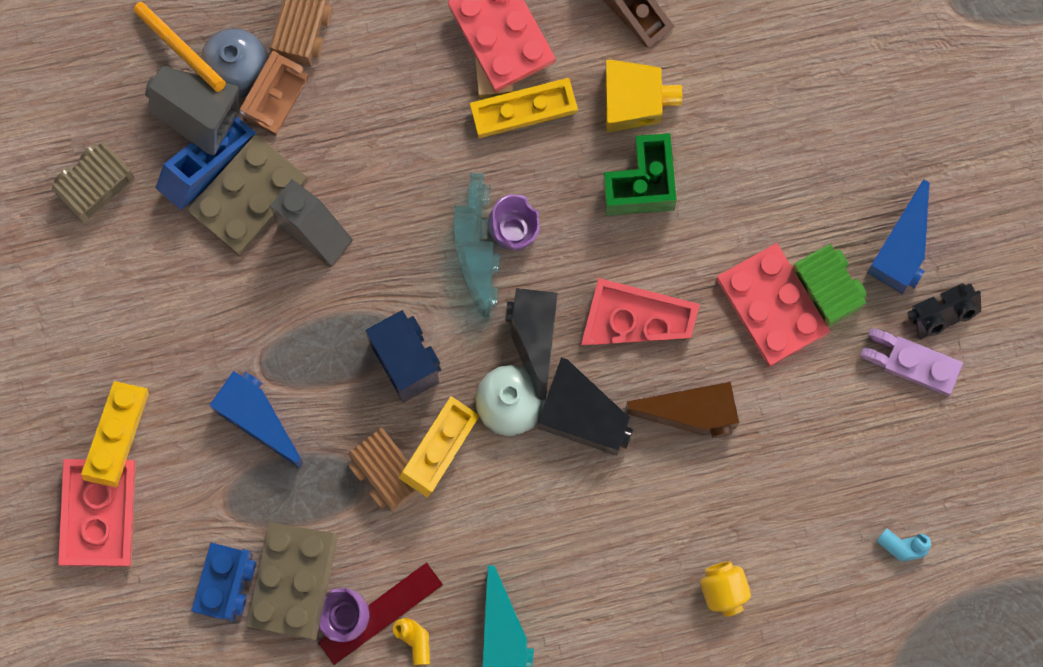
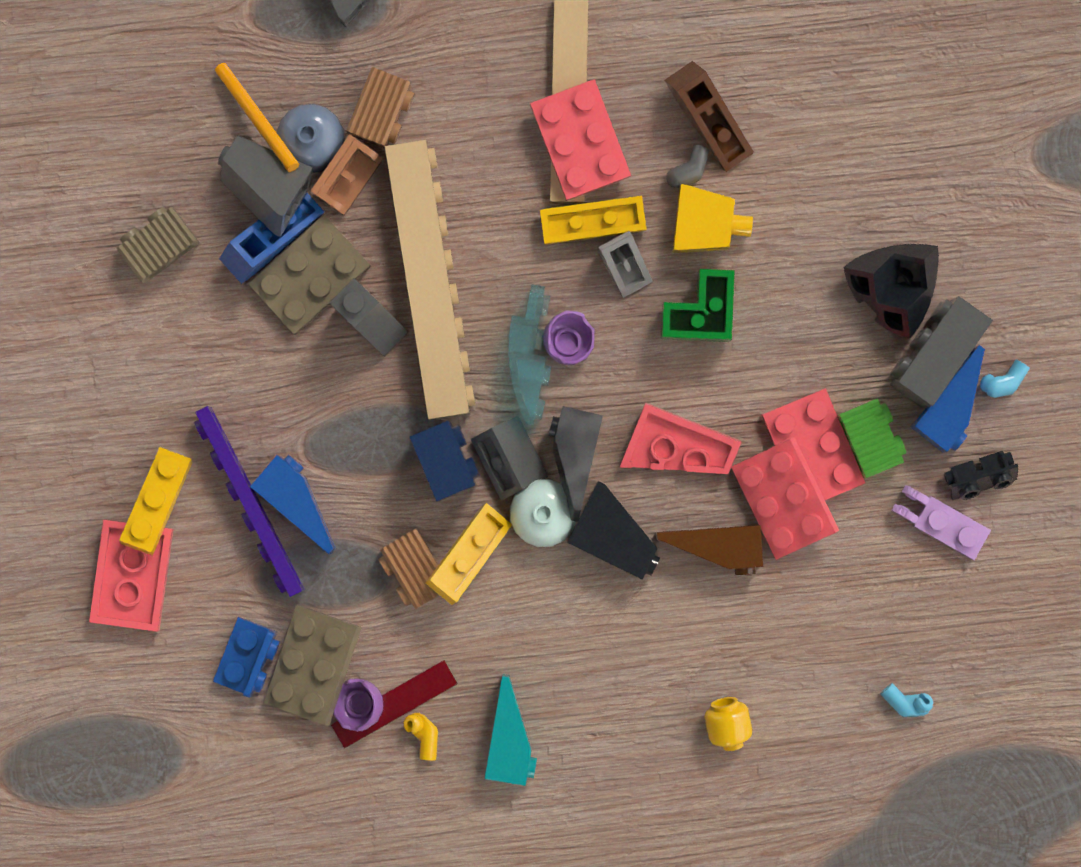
camera: 10 degrees right, 10 degrees up
(217, 436) = (255, 515): none -> dark purple plate
(366, 183) = (428, 280): none -> tan brick
(467, 348) = (509, 457): none -> dark grey panel
(560, 144) = (625, 264): none -> light grey slope
(614, 49) = (690, 171): none -> dark grey arm
(751, 354) = (785, 498): none -> coral plate
(832, 133) = (896, 284): none -> black brick
(884, 189) = (939, 351): none -> dark grey brick
(954, 218) = (1005, 384): none -> medium azure arm

